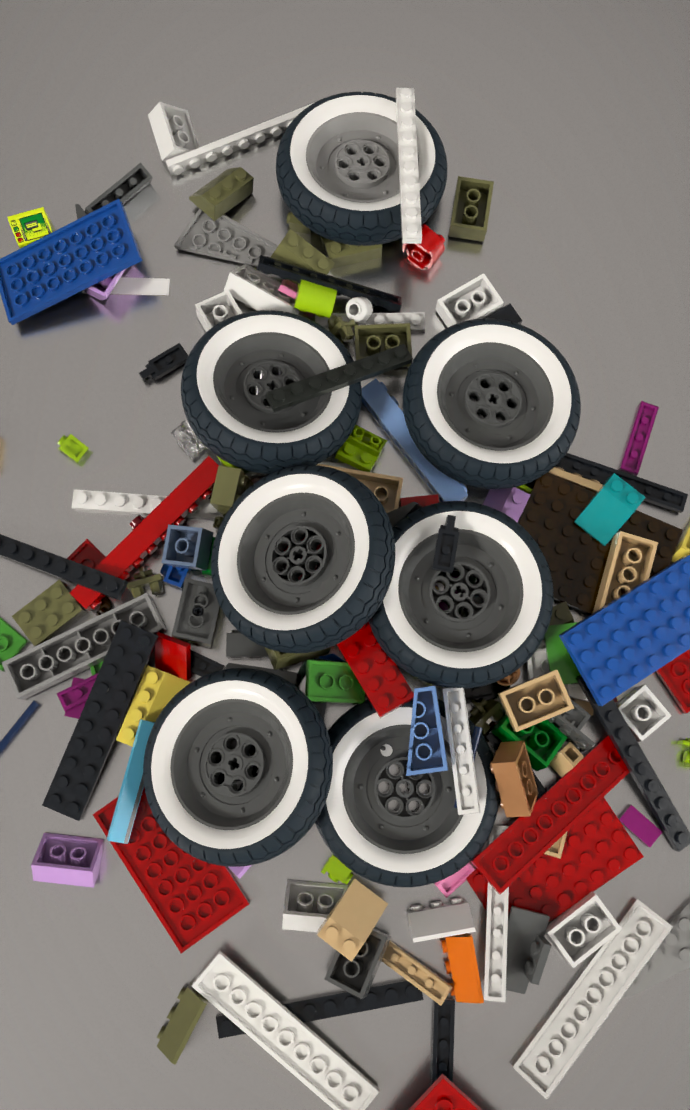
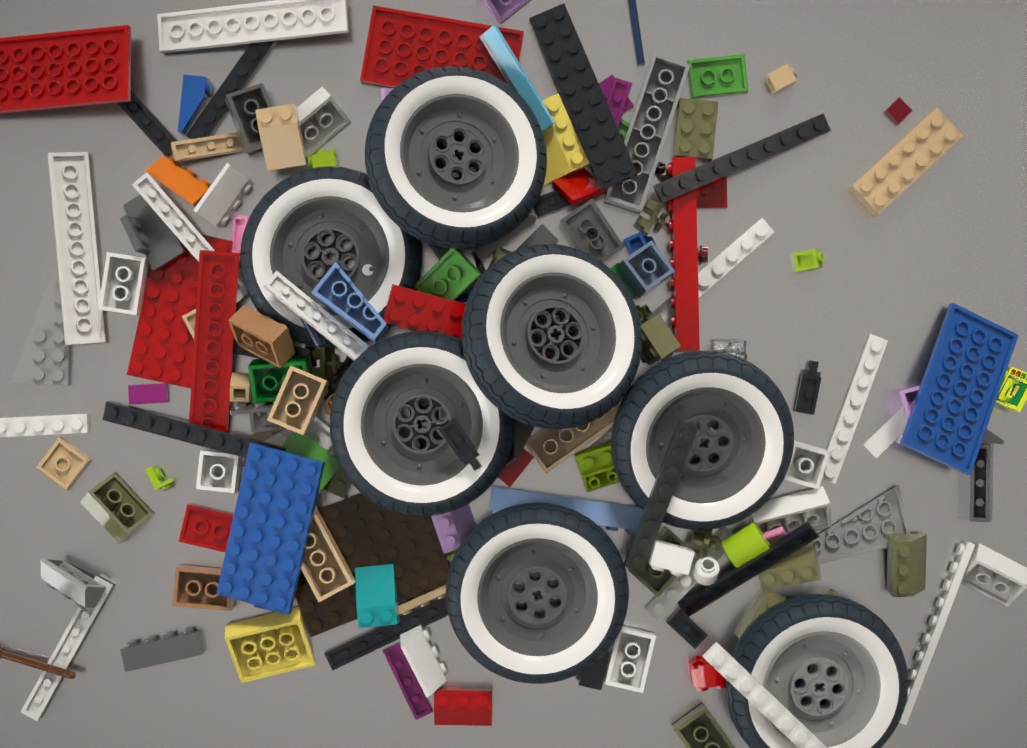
camera: 135 degrees right, 10 degrees up
(143, 326) = (853, 405): none -> white plate
(373, 332) = (671, 557): none -> white brick
(390, 1023) = (193, 98): none -> blue slope
(410, 290) = (687, 628): none -> black plate
(614, 385) = (463, 706): none -> red slope
(616, 437) = (423, 659): none -> white slope

